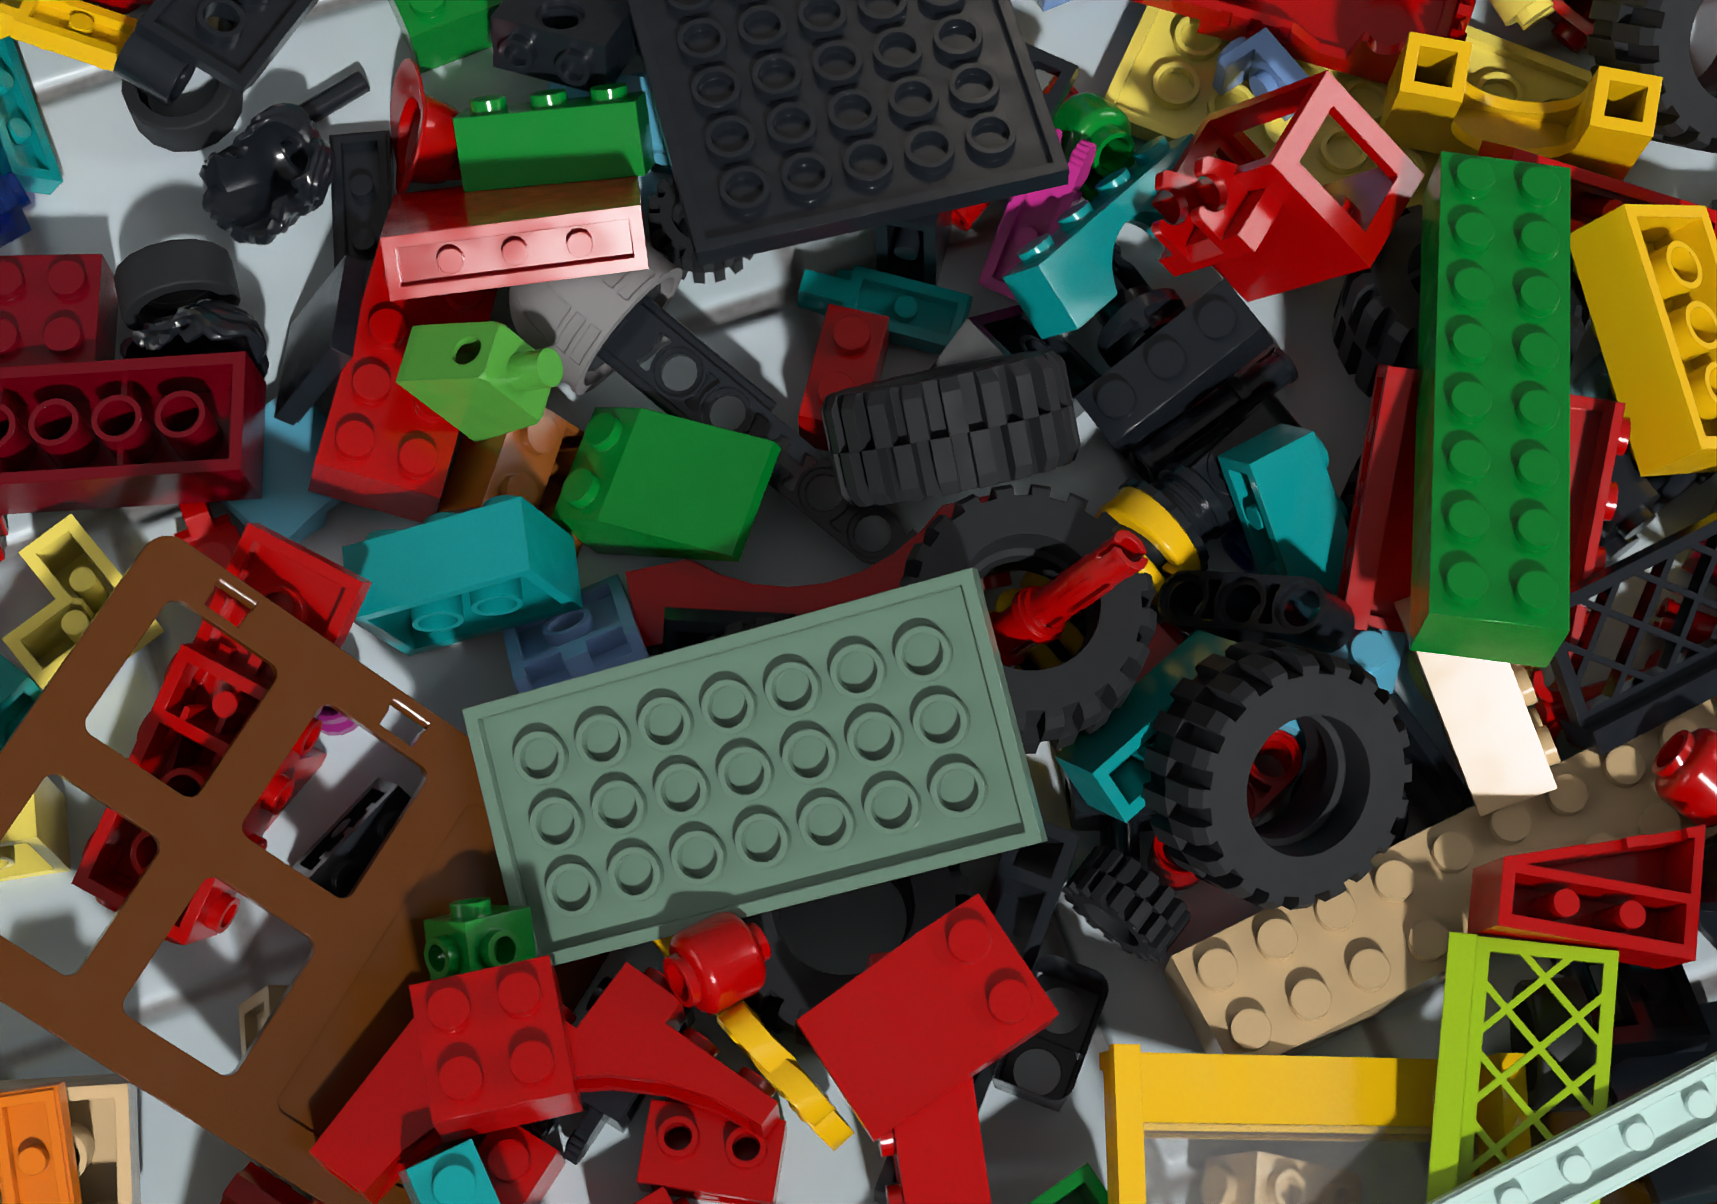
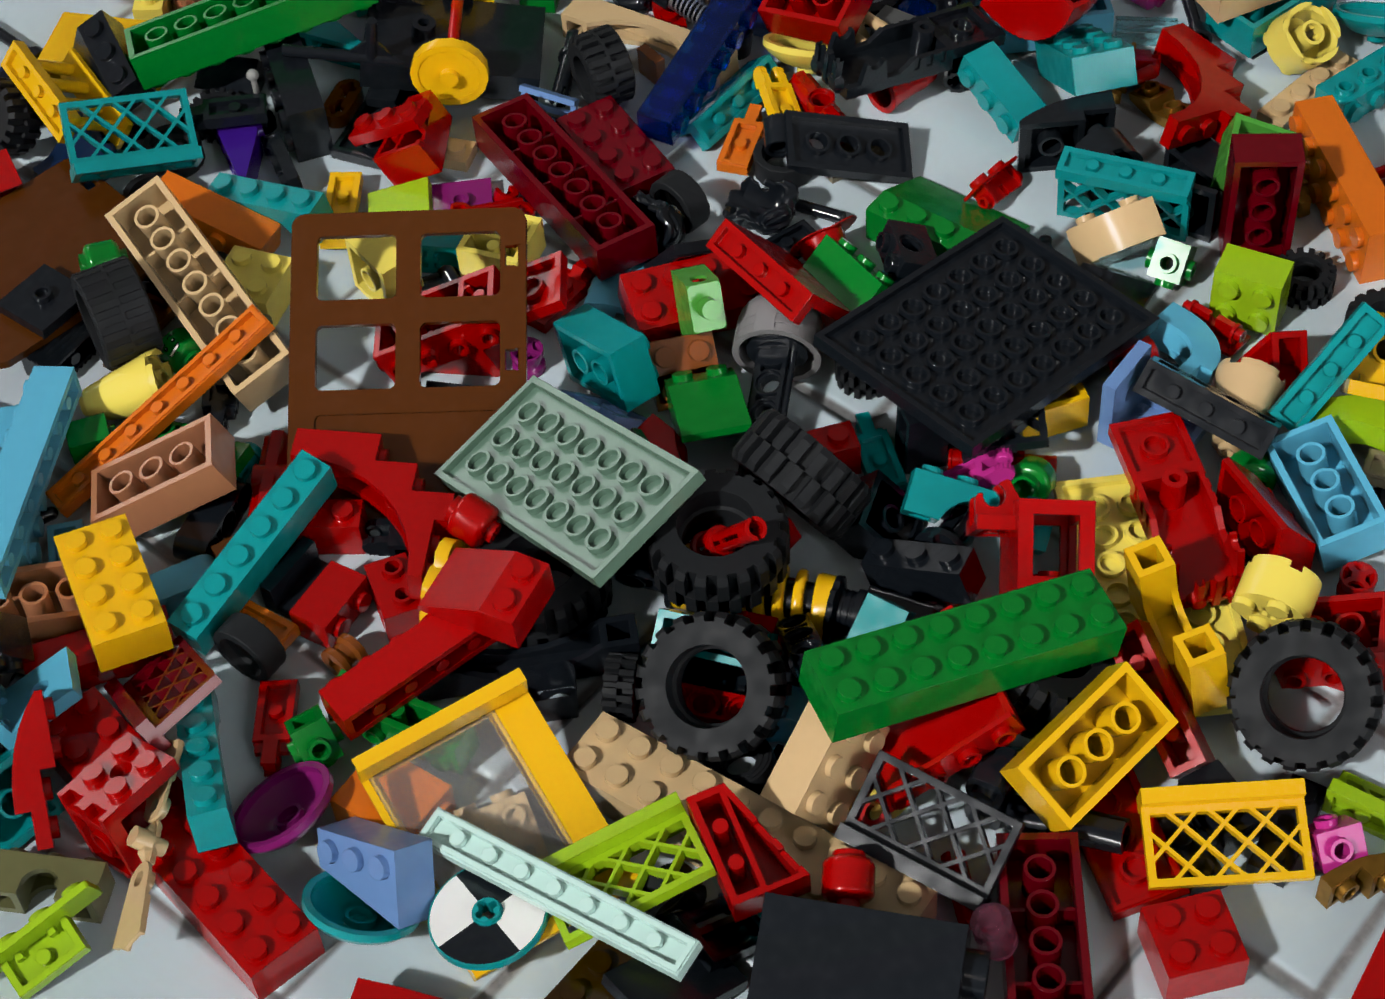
camera: 65 degrees right, 20 degrees down
(93, 126) = (740, 142): none -> orange hinge
(477, 937) = (436, 455): green brick -> none
(495, 1048) = (378, 456): red brick -> none
(1260, 61) = (1124, 524): medium blue bracket -> none

